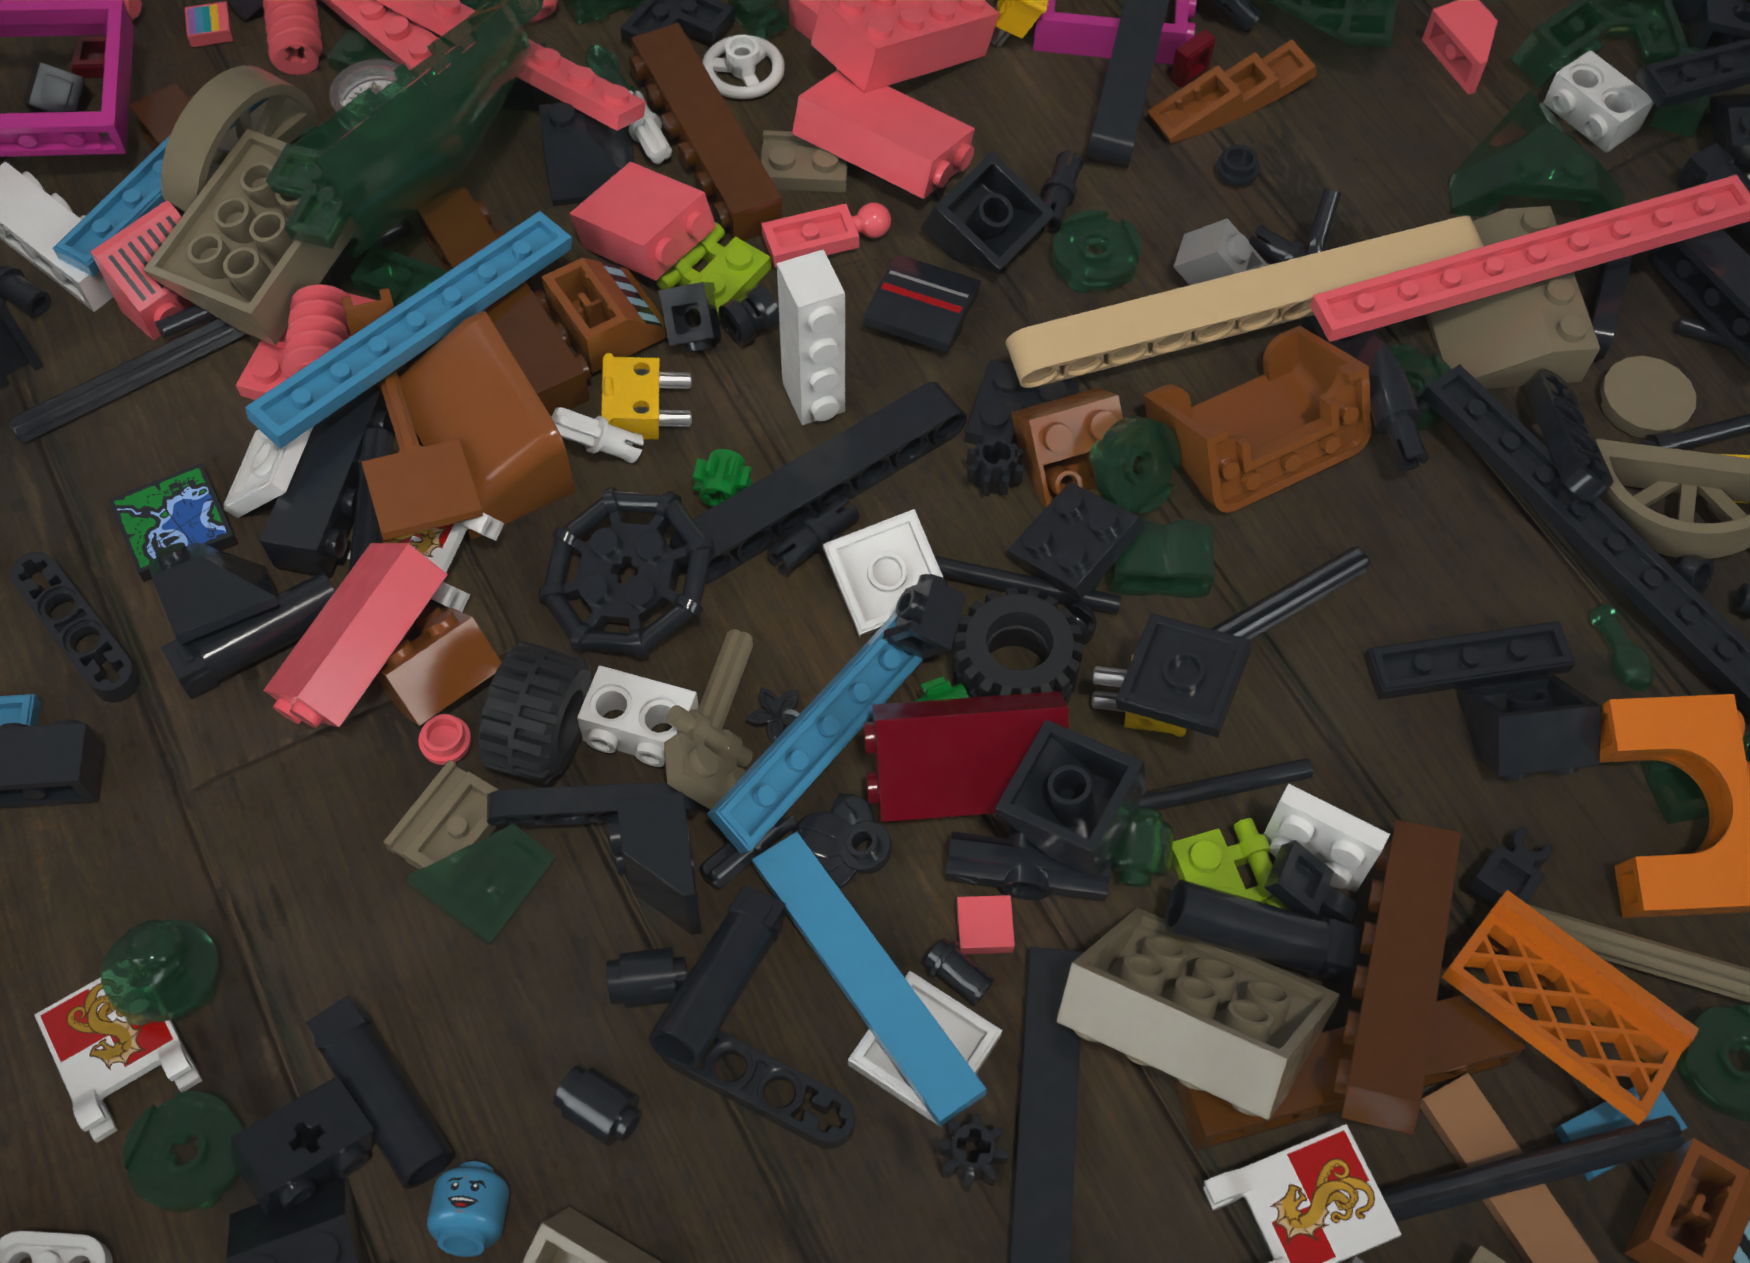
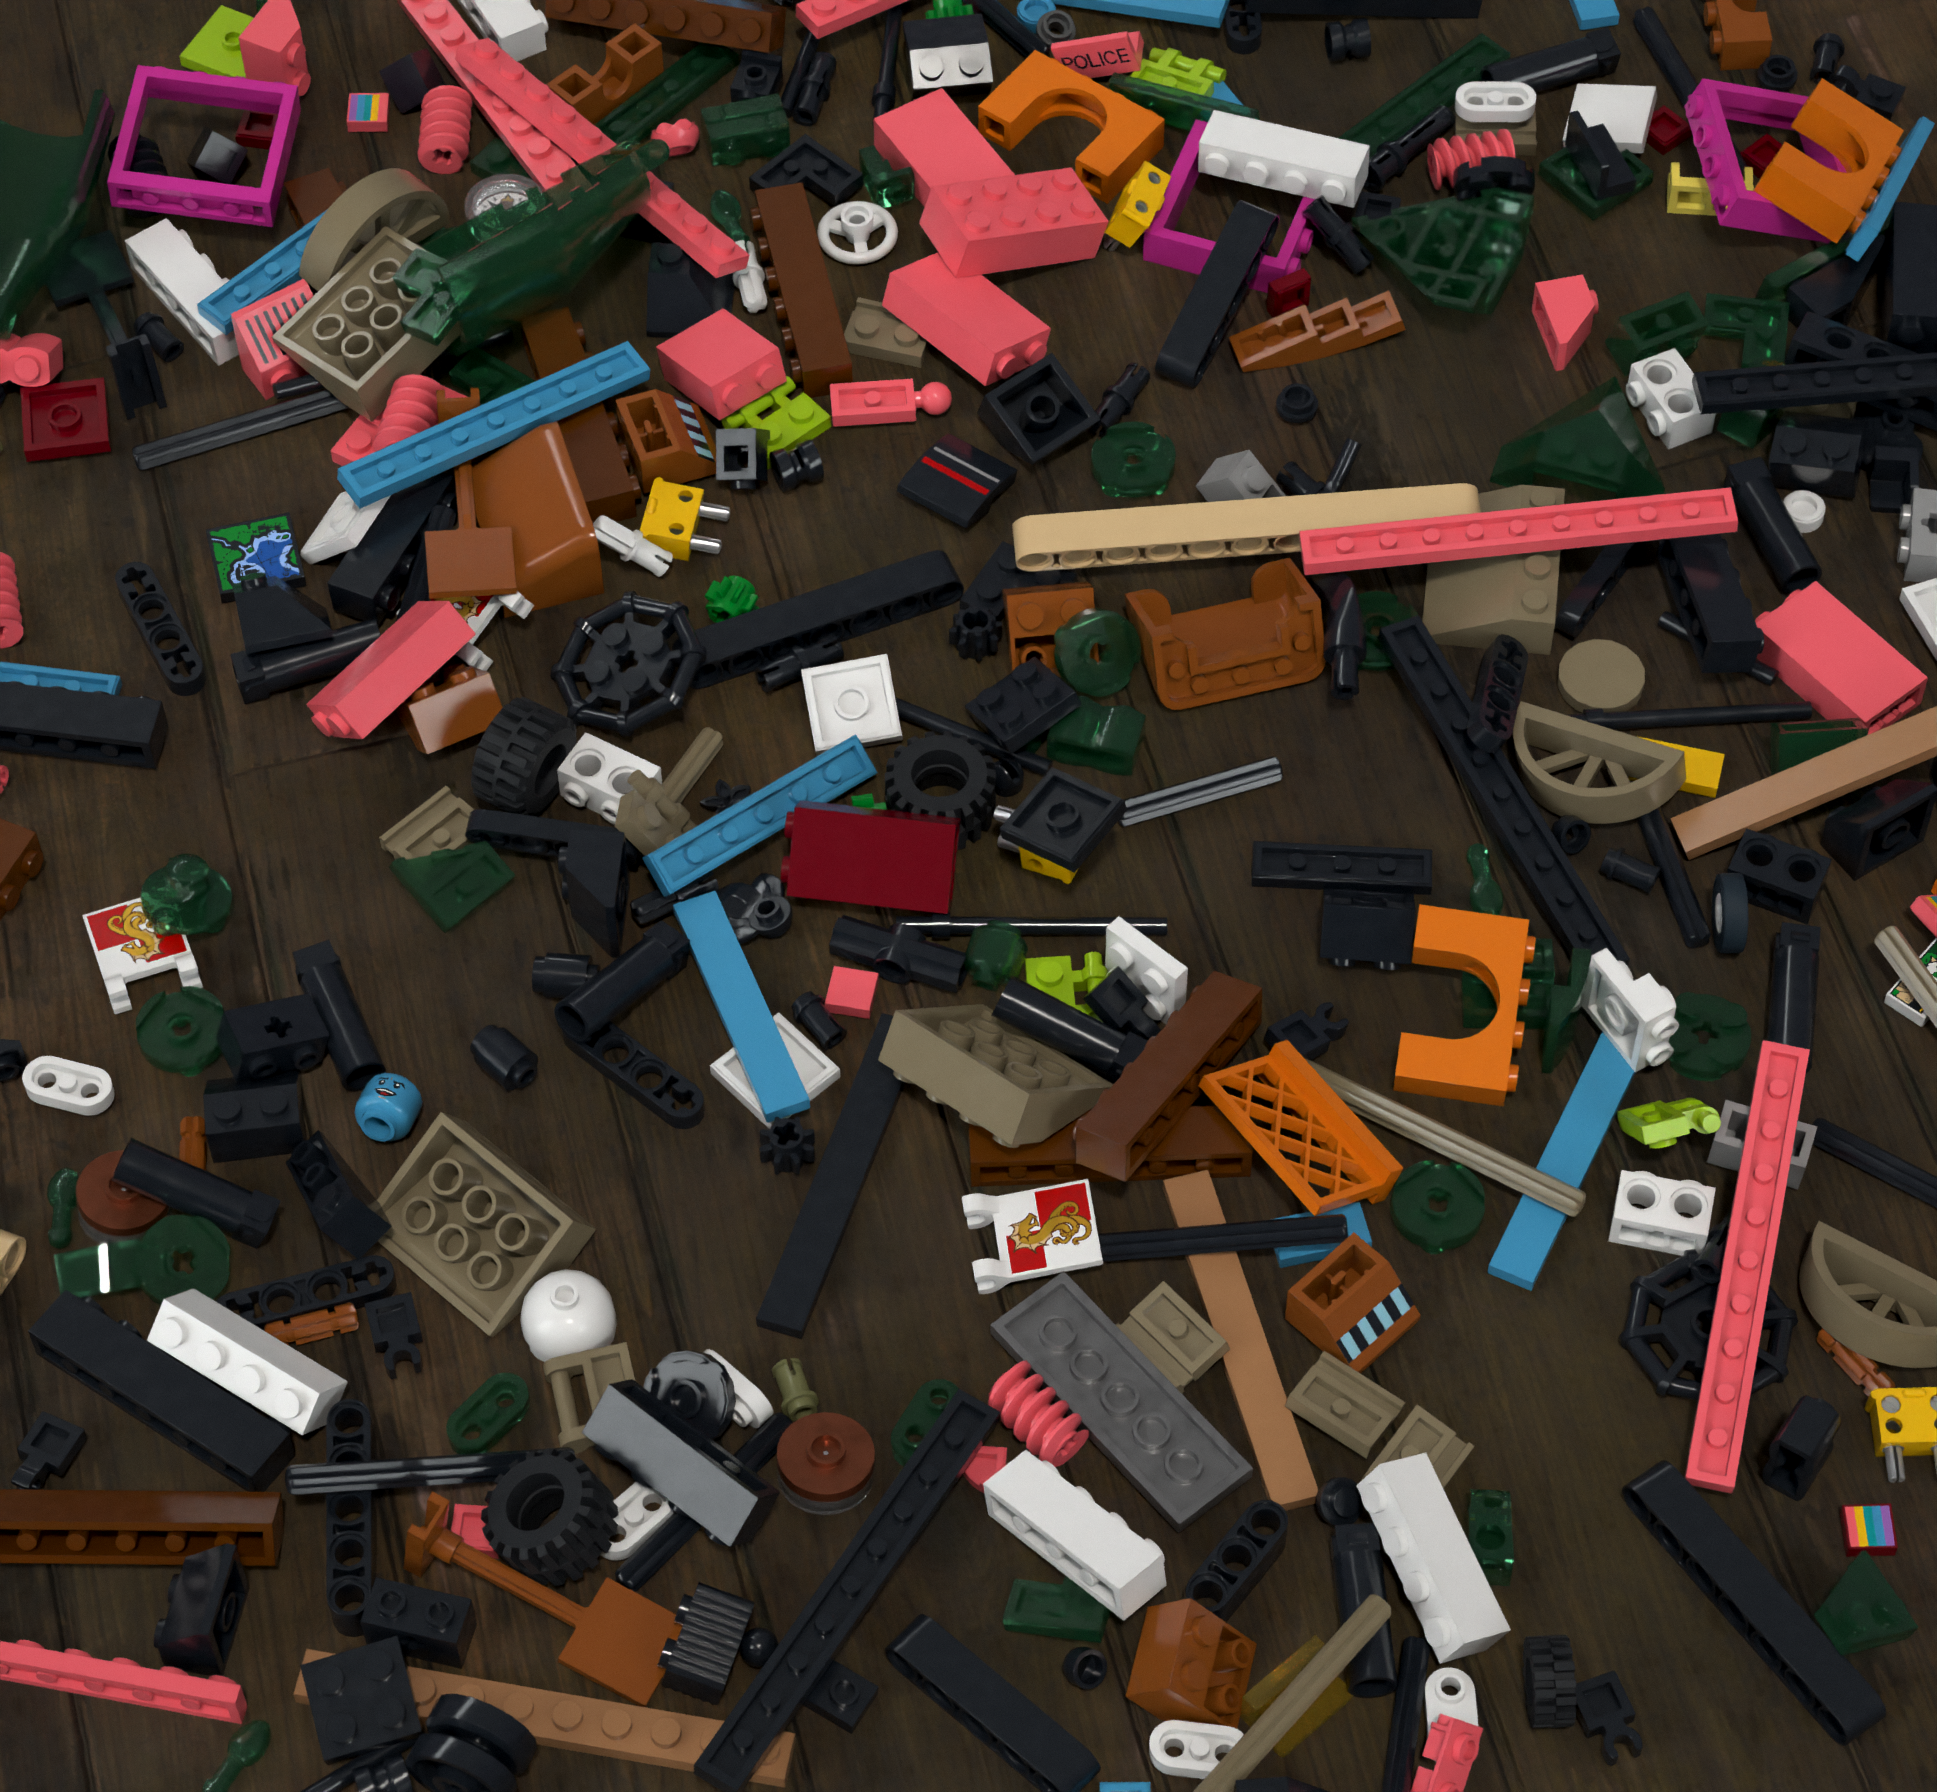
camera: 15 degrees right, 5 degrees down
(444, 739) = (446, 769): coral plate -> none
(812, 336) = (833, 493): white brick -> none
(926, 617) = (869, 742): black brick -> none
(1073, 797) = (941, 897): black slope -> none

